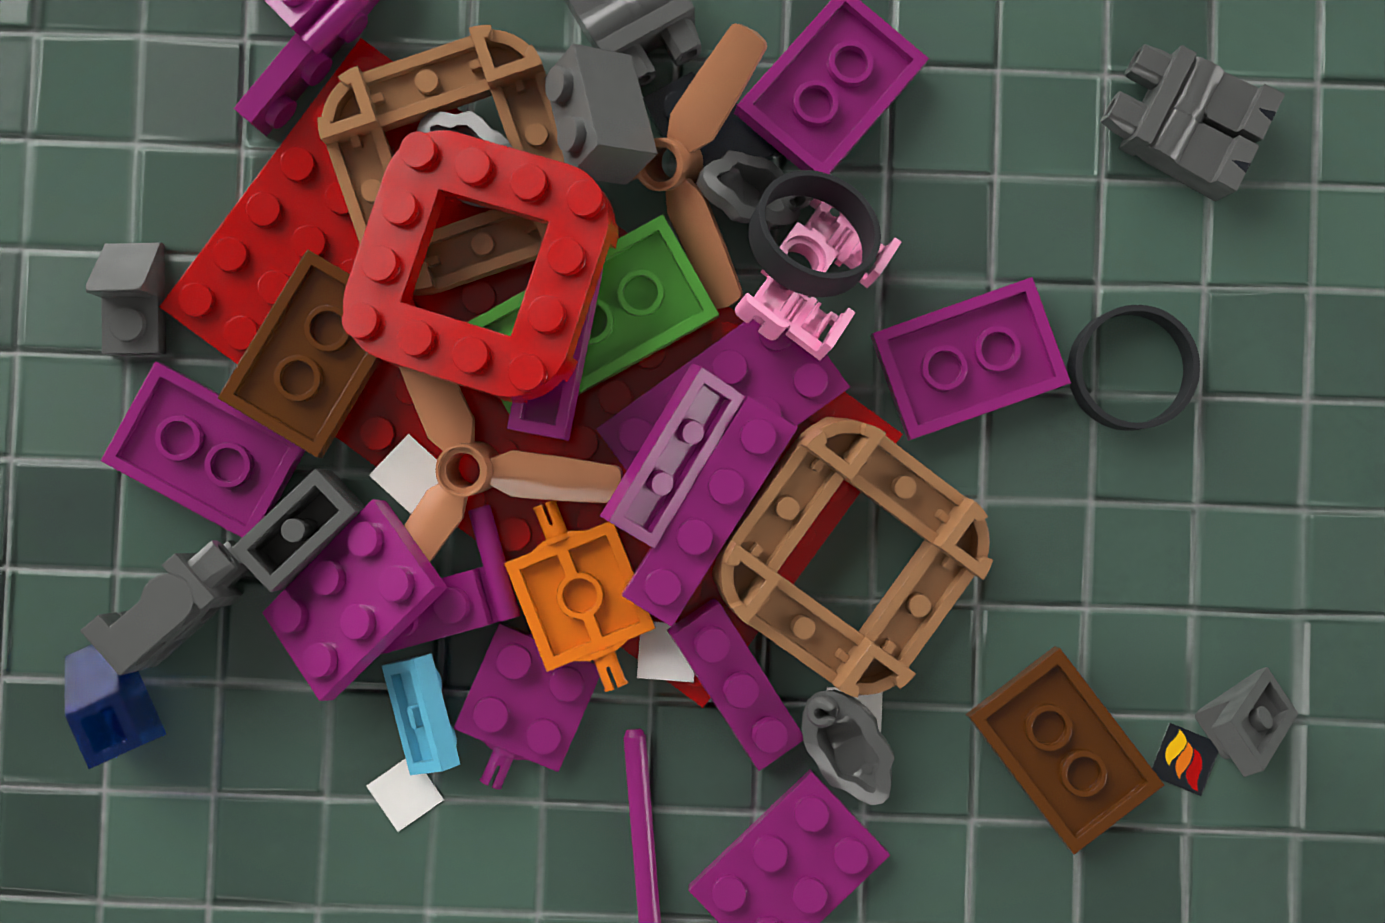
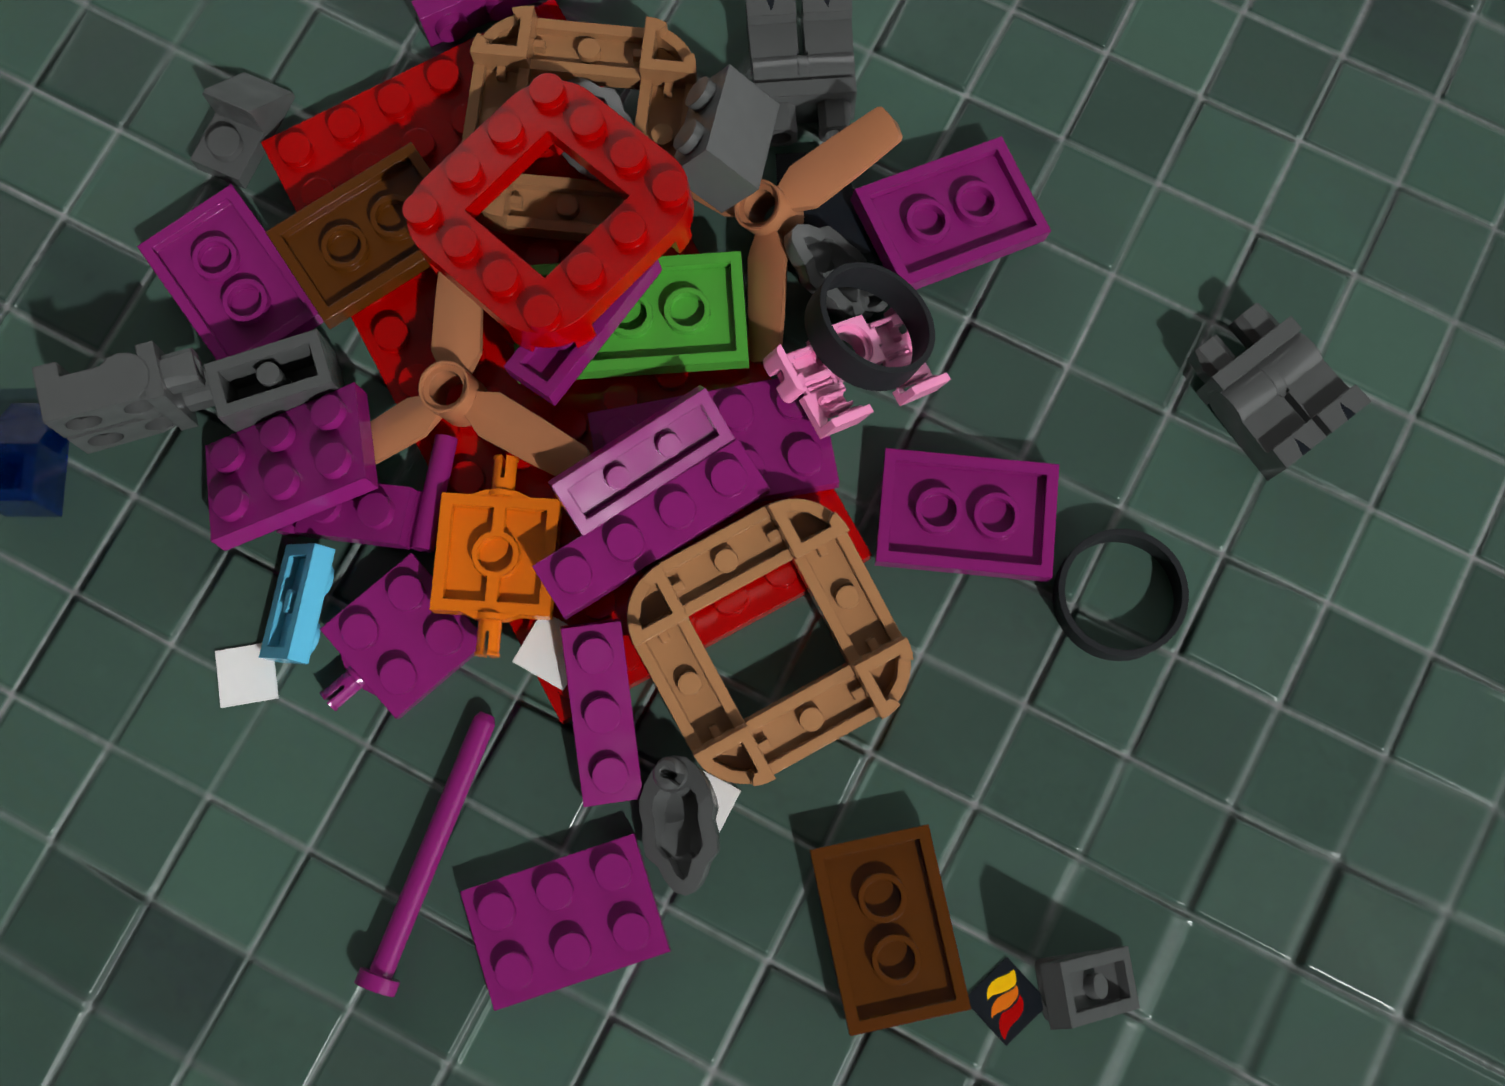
camera: 30 degrees right, 10 degrees down
(407, 473) = (396, 376): white sticker -> none

